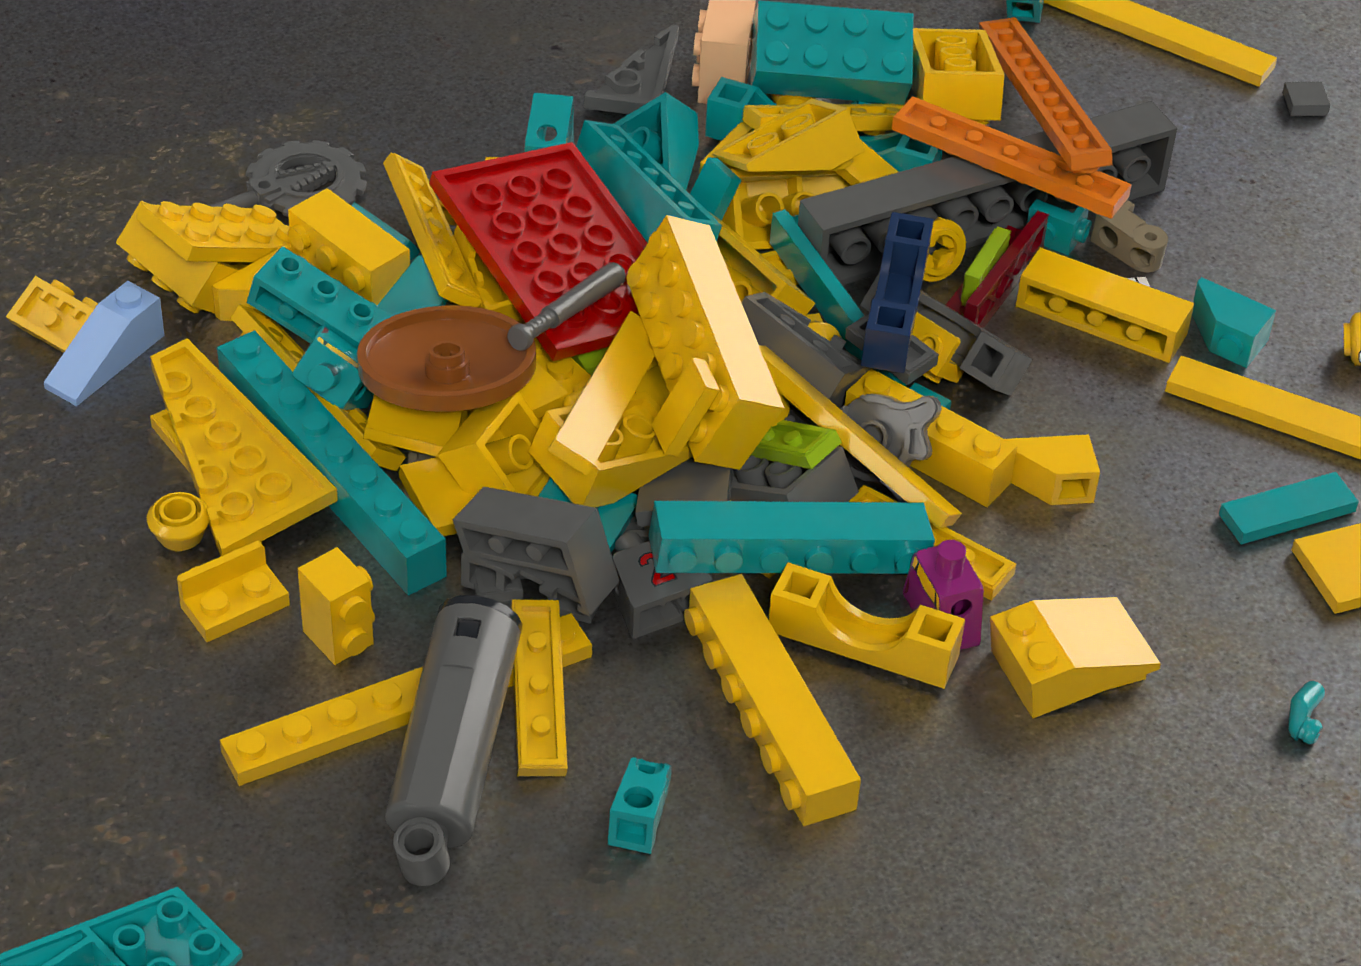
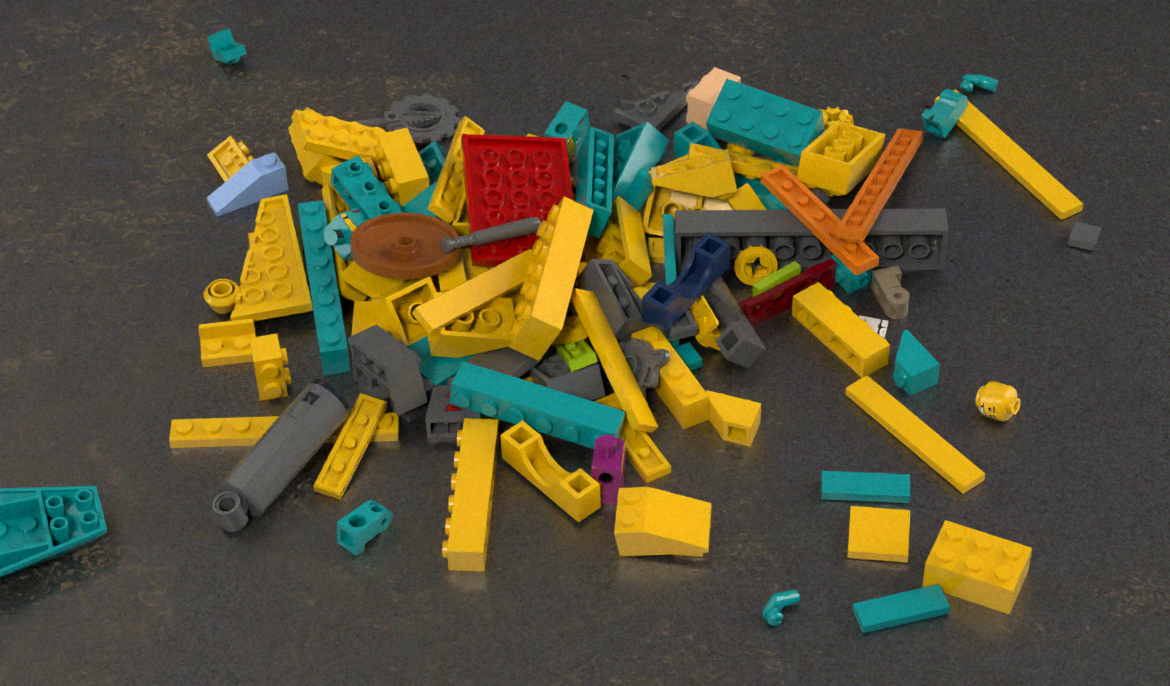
camera: 30 degrees right, 0 degrees up
(685, 407) = (511, 312): yellow tile -> none

